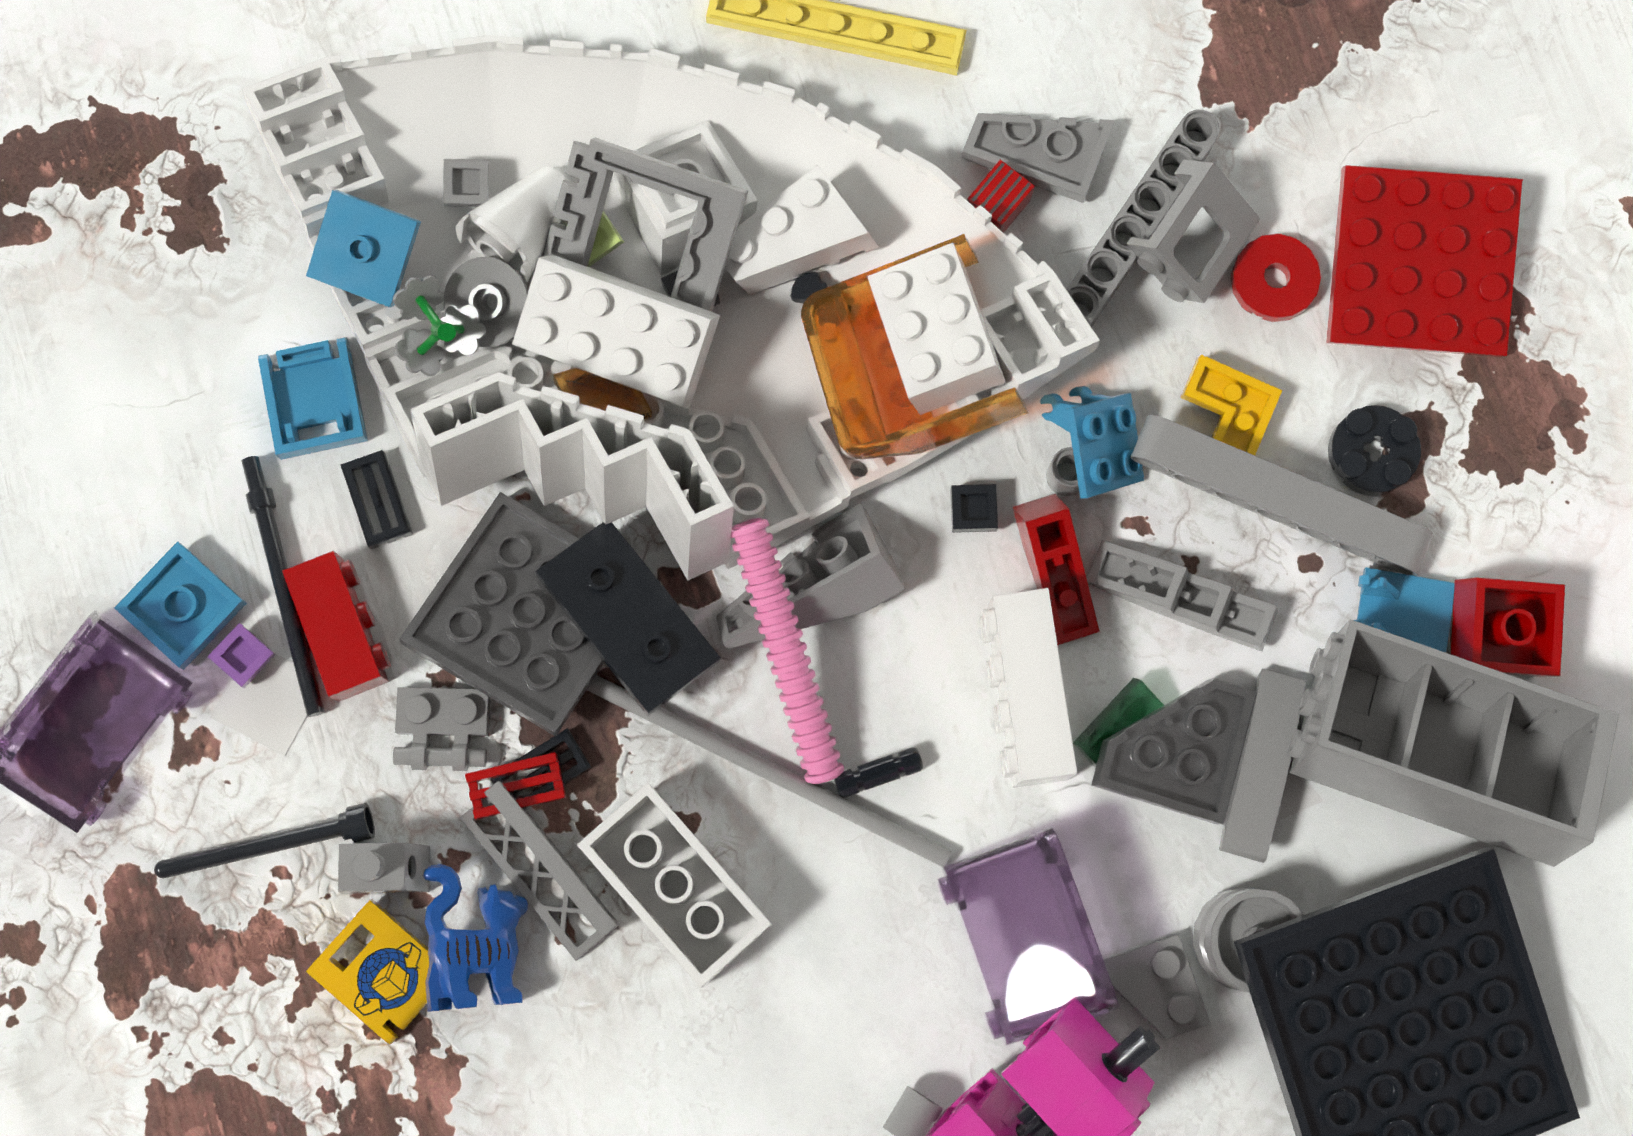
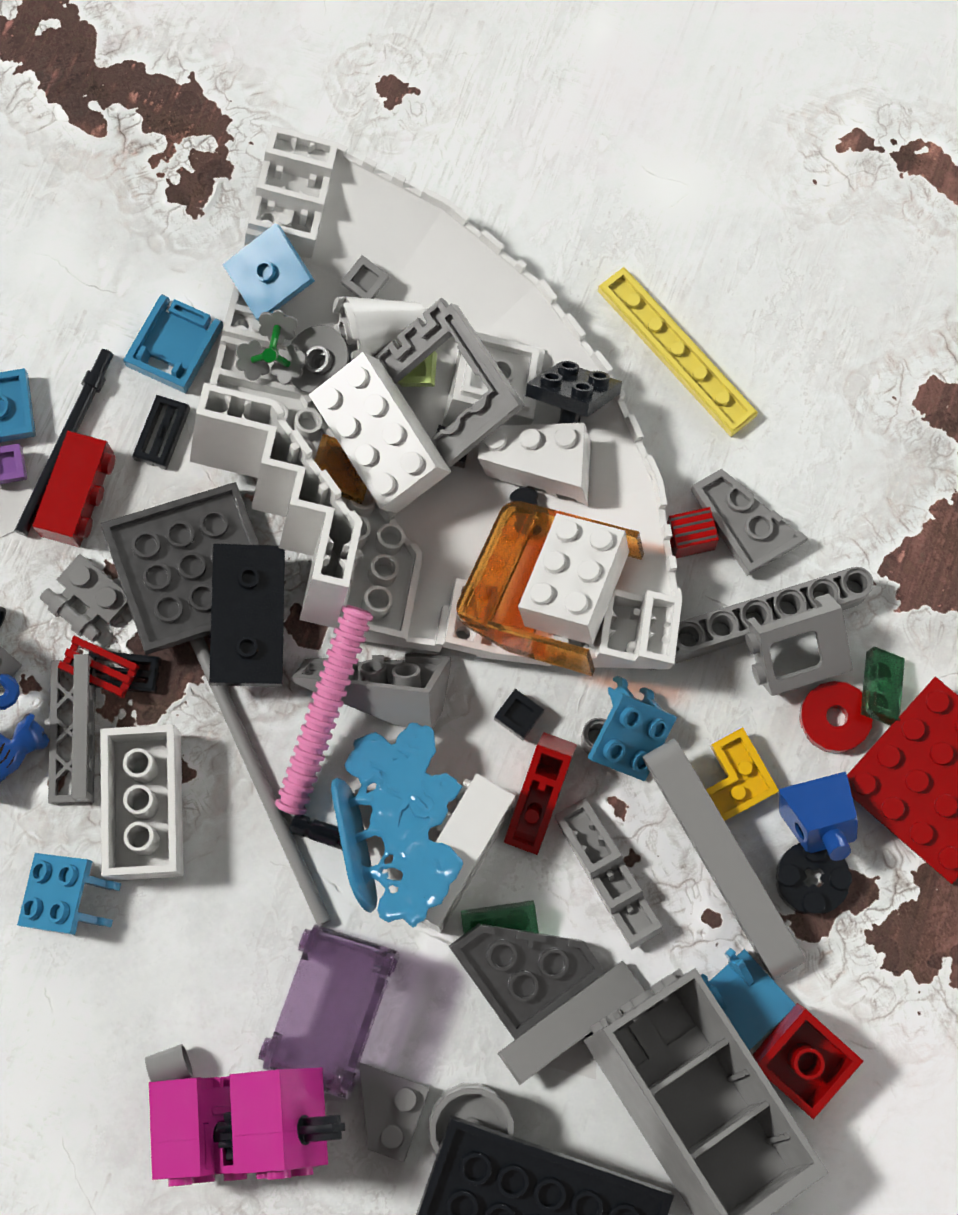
camera: 40 degrees right, 5 degrees down
(663, 1042) = (56, 893): none -> dark azure plate
(778, 140) = (573, 390): none -> black plate
(951, 691) = (402, 813): none -> dark azure plant
(1299, 213) = (882, 686): none -> clear green plate
(1341, 382) = (821, 814): none -> blue torso

